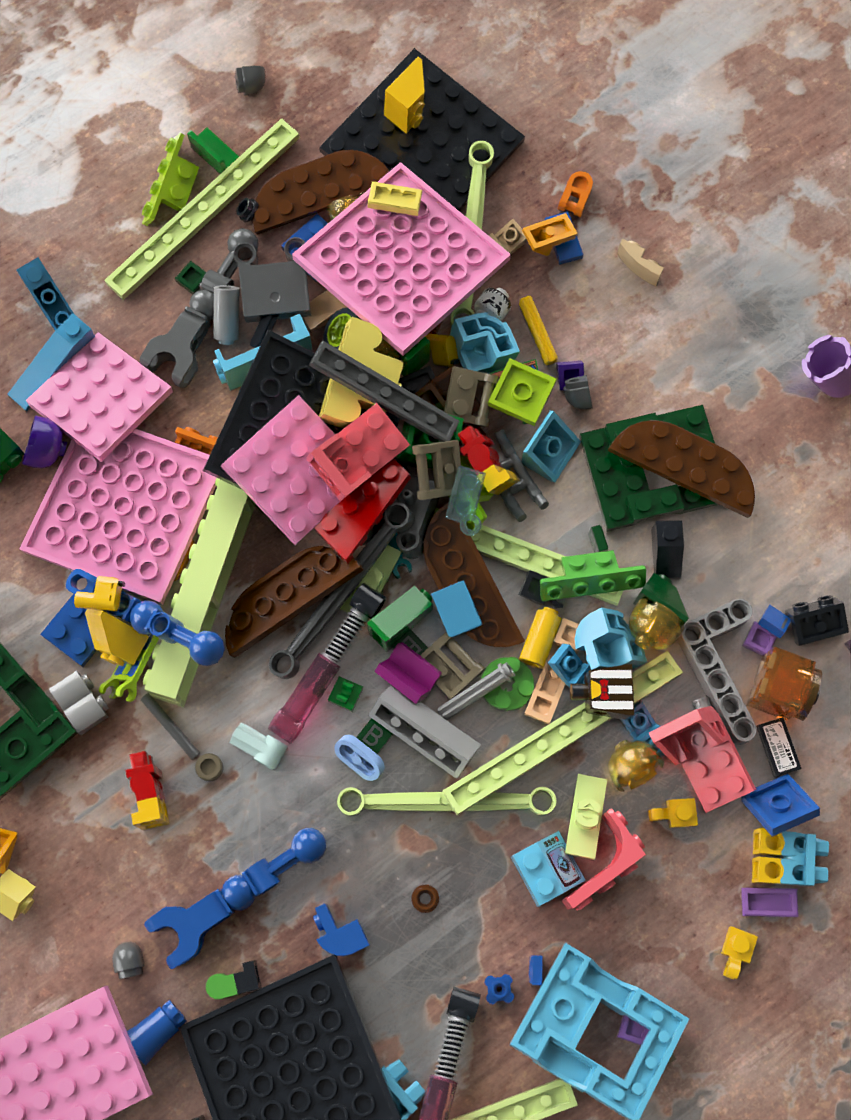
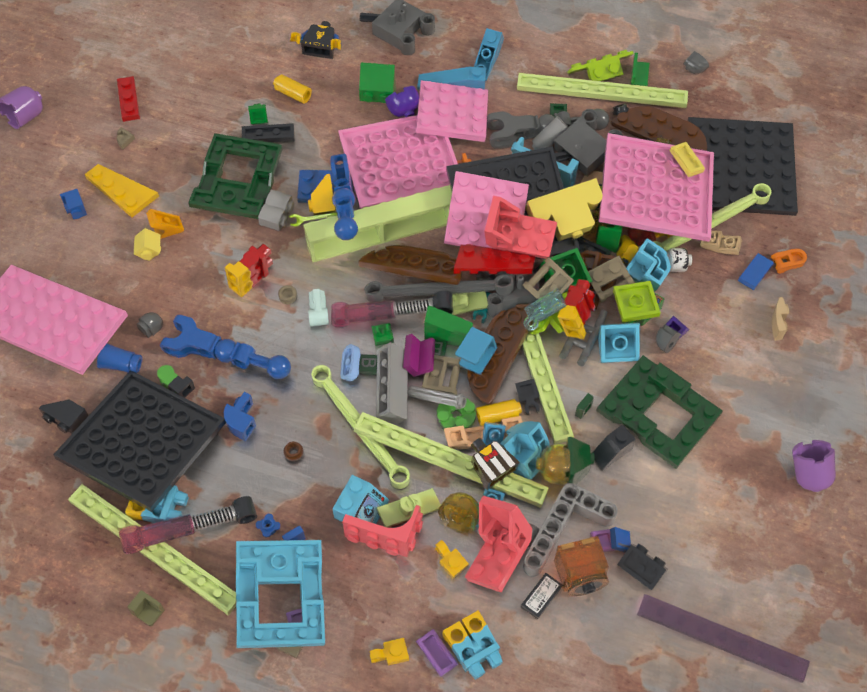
camera: 55 degrees right, 15 degrees down
(105, 596) = (339, 171): yellow piece -> none
(170, 726) = (296, 261): dark grey bar -> none
(383, 392) = (567, 224): dark grey tile -> none
(406, 97) = (756, 131): yellow slope -> none
(538, 330) = (686, 293): yellow axle -> none
(549, 233) = (743, 255): light orange slope -> none
(591, 575) = (556, 410): bright green bracket -> none
(688, 463) = (676, 421): reddish brown plate -> none
(780, 805) = (502, 614): blue plate -> none

